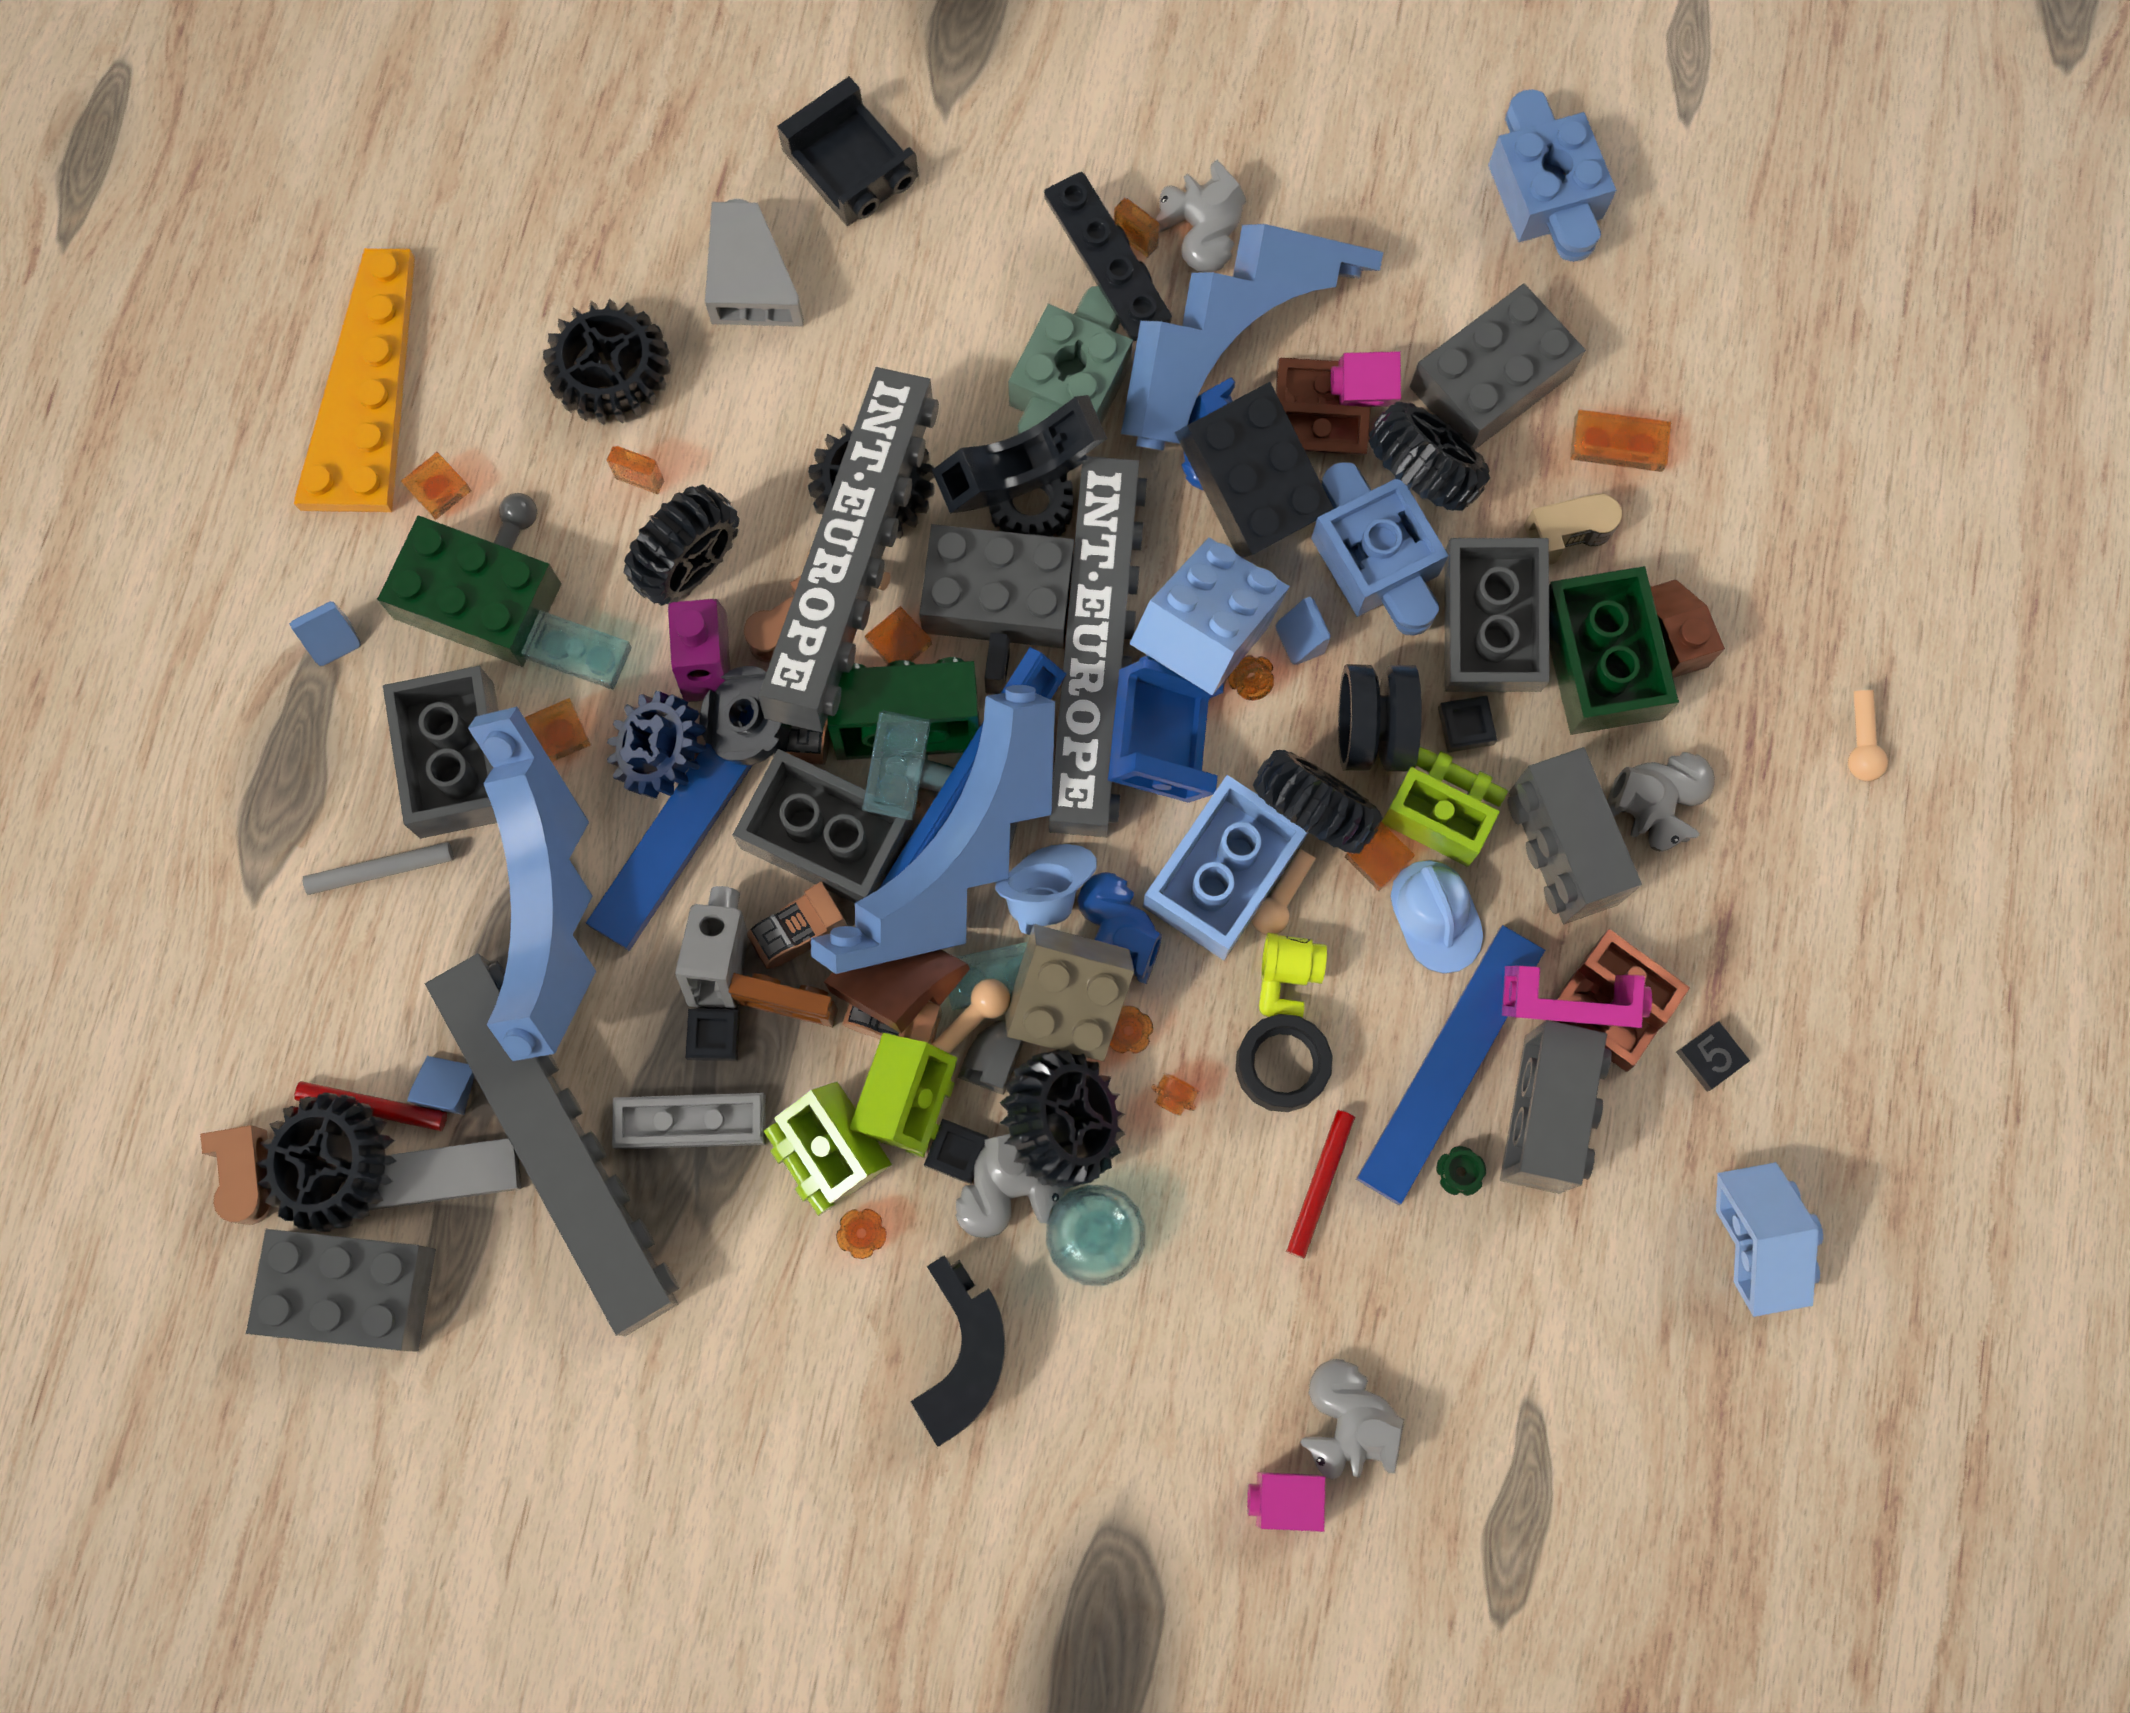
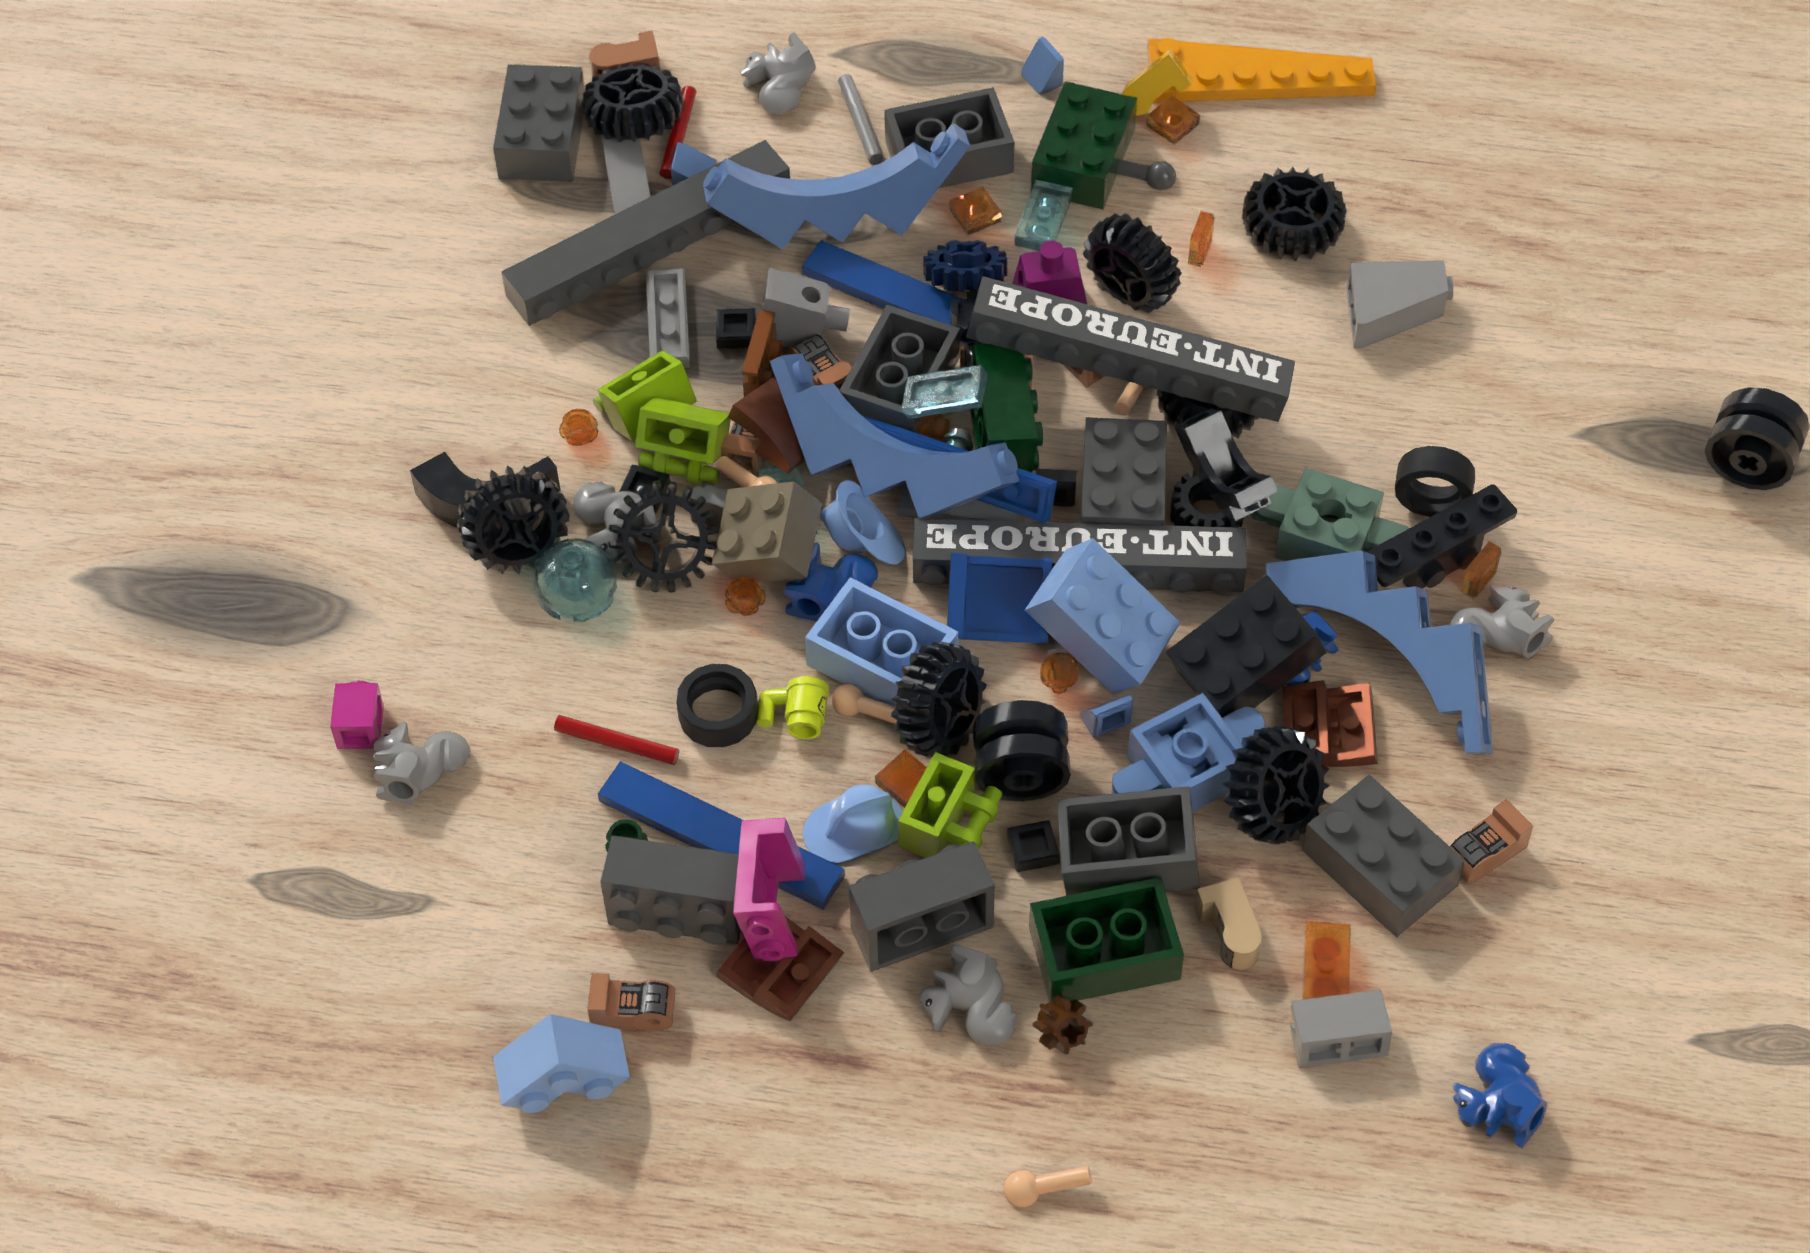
camera: 90 degrees right, 20 degrees down
(290, 955) = (786, 72): none -> light grey animal
(385, 494) = (1157, 79): none -> yellow leg
(847, 153) = (1519, 361): black panel -> none
(898, 638) = (1069, 426): clear orange tile -> none
(1027, 253) = (1433, 463): none -> black tyre
(1028, 1308) = (517, 497): none -> black gear
(1175, 1094) = (690, 629): clear orange plate -> none
(1367, 379) = (1351, 744): dark pink brick -> none
(1476, 265) = (1493, 841): none -> nougat leg
(1532, 182) = (1605, 918): medium blue brick -> none
(1676, 1164) = (630, 1004): none -> nougat leg
(1686, 628) = (1137, 1010): copper slope -> none
(1697, 433) = (1340, 1028): none -> light grey hinge
(1700, 704) = (1062, 1024): none -> reddish brown gear
(1713, 1056) = (730, 1042): black tile -> none
(1768, 287) = (1508, 1100): none -> blue animal

